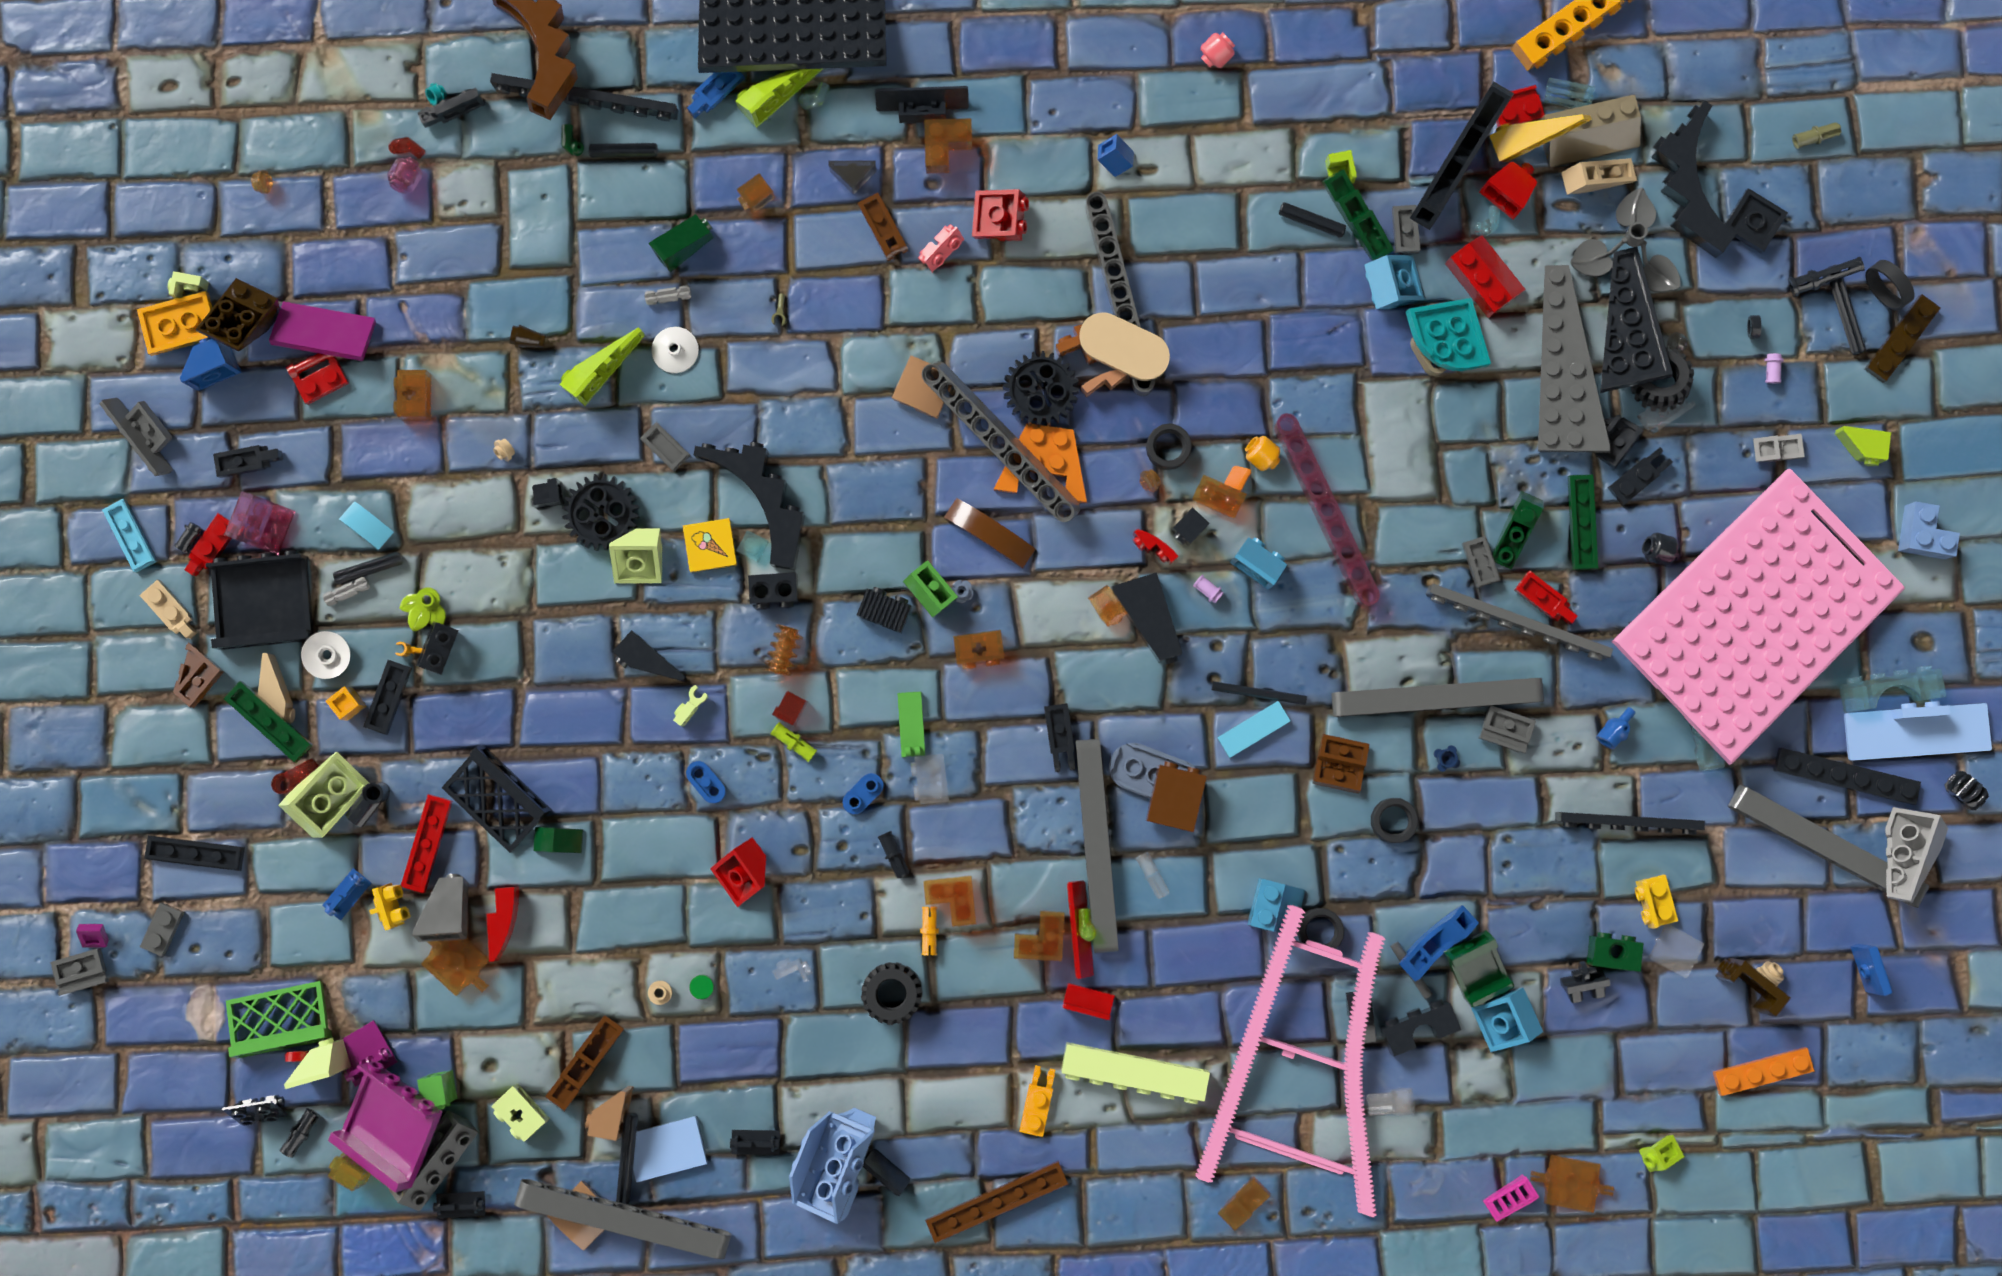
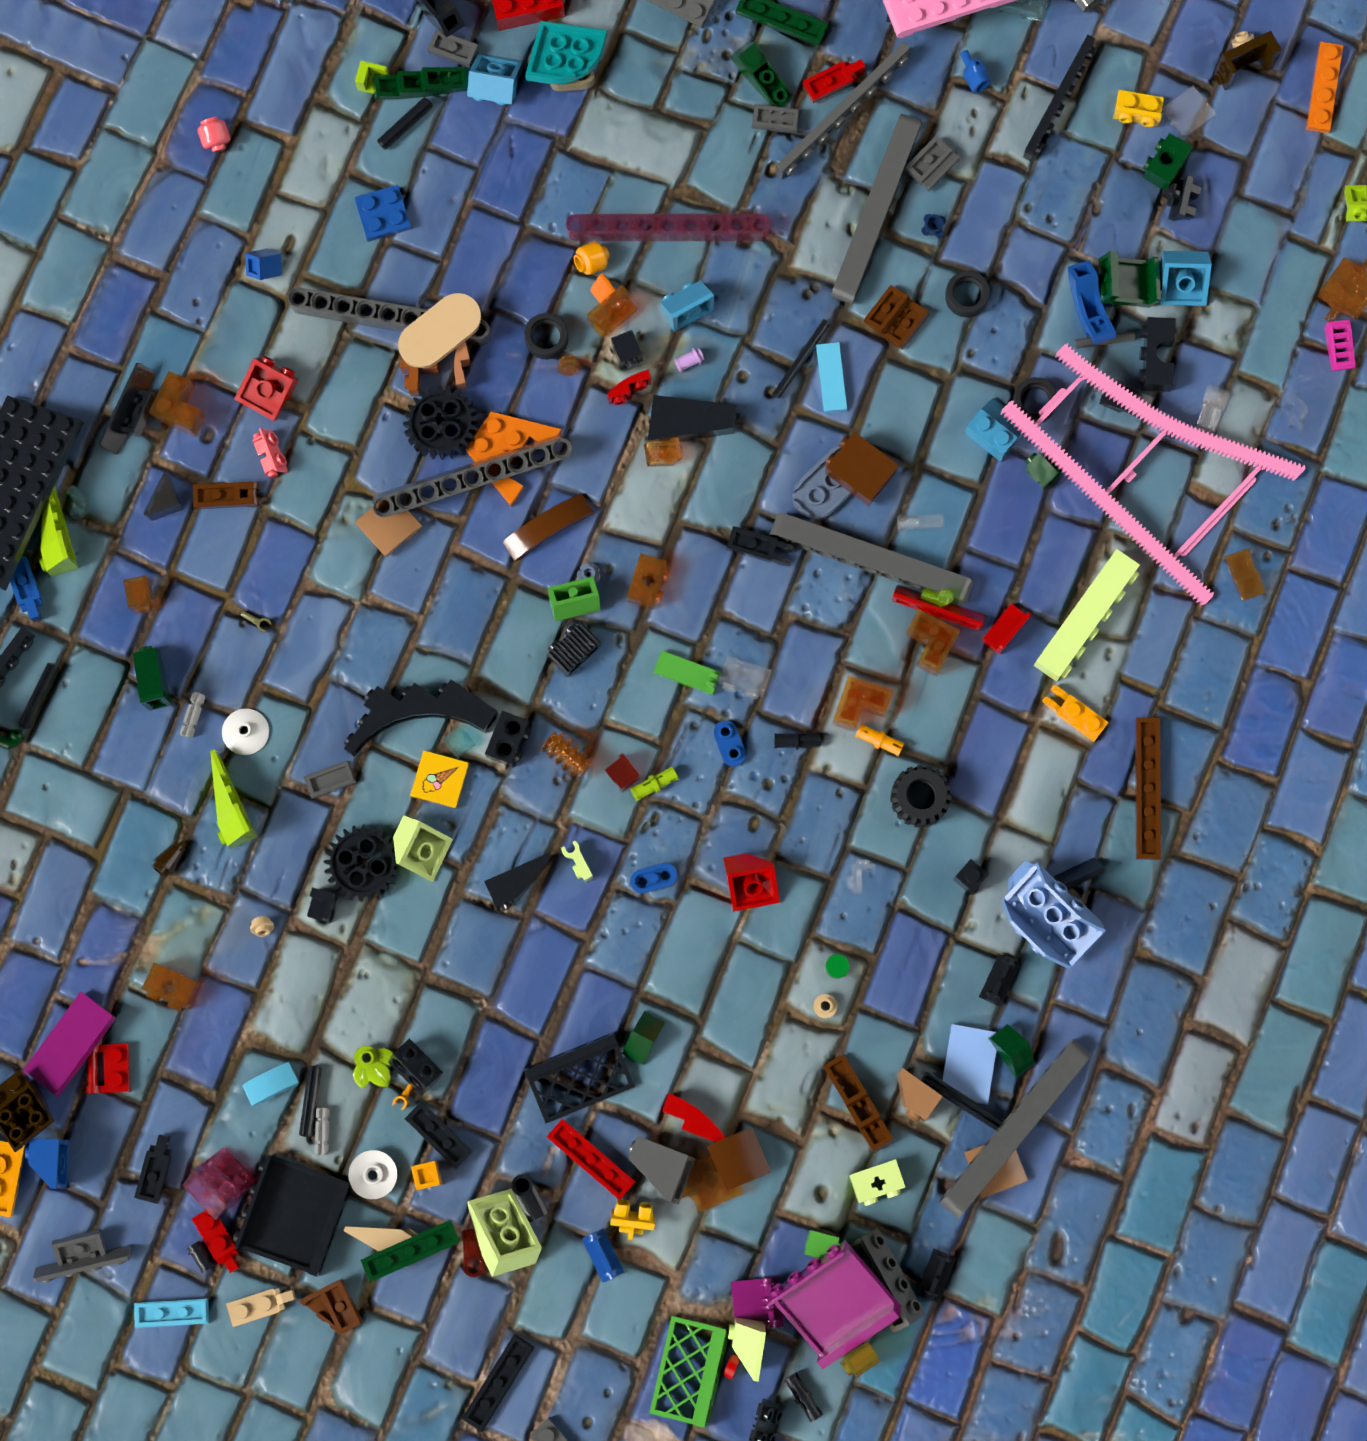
camera: 60 degrees left, 5 degrees down
(482, 978) = (739, 1159): none -> reddish brown slope
(695, 1183) = (1013, 1050): none -> dark green slope
(837, 1073) = (970, 877): none -> black brick
(1216, 240) = (382, 213): none -> blue plate
(1254, 967) = (1042, 470): none -> dark green window

